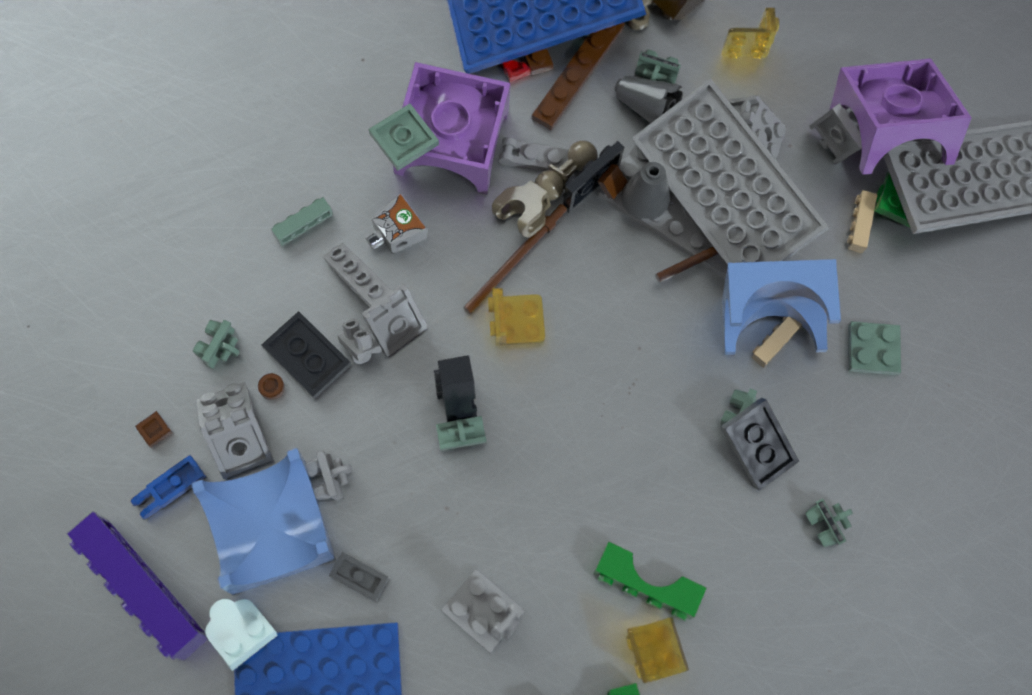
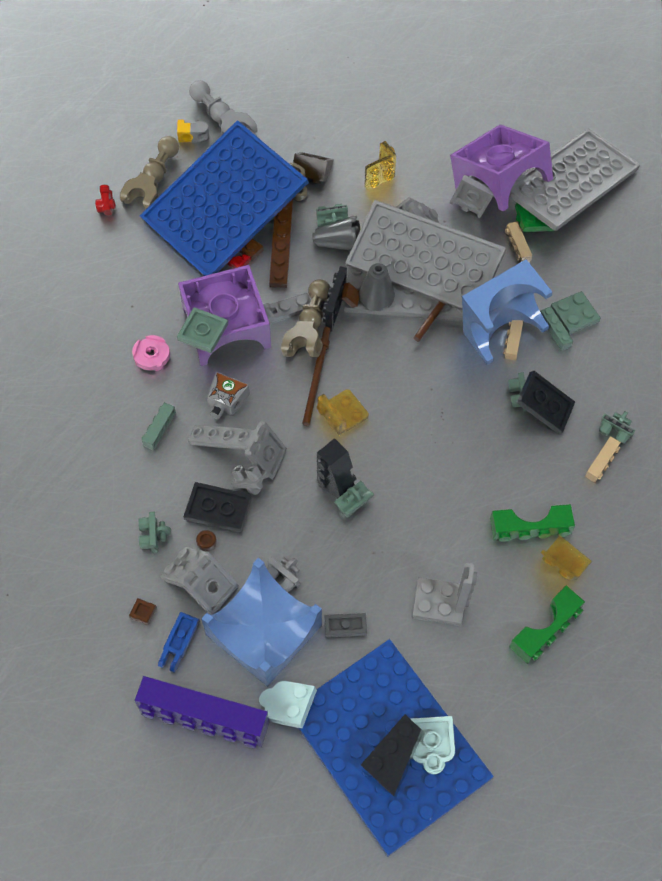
camera: 25 degrees left, 10 degrees down
(347, 116) = (155, 361): none -> bright pink plate
(785, 552) = (601, 462): none -> tan piece
(837, 356) = (557, 329): none -> sand green piece

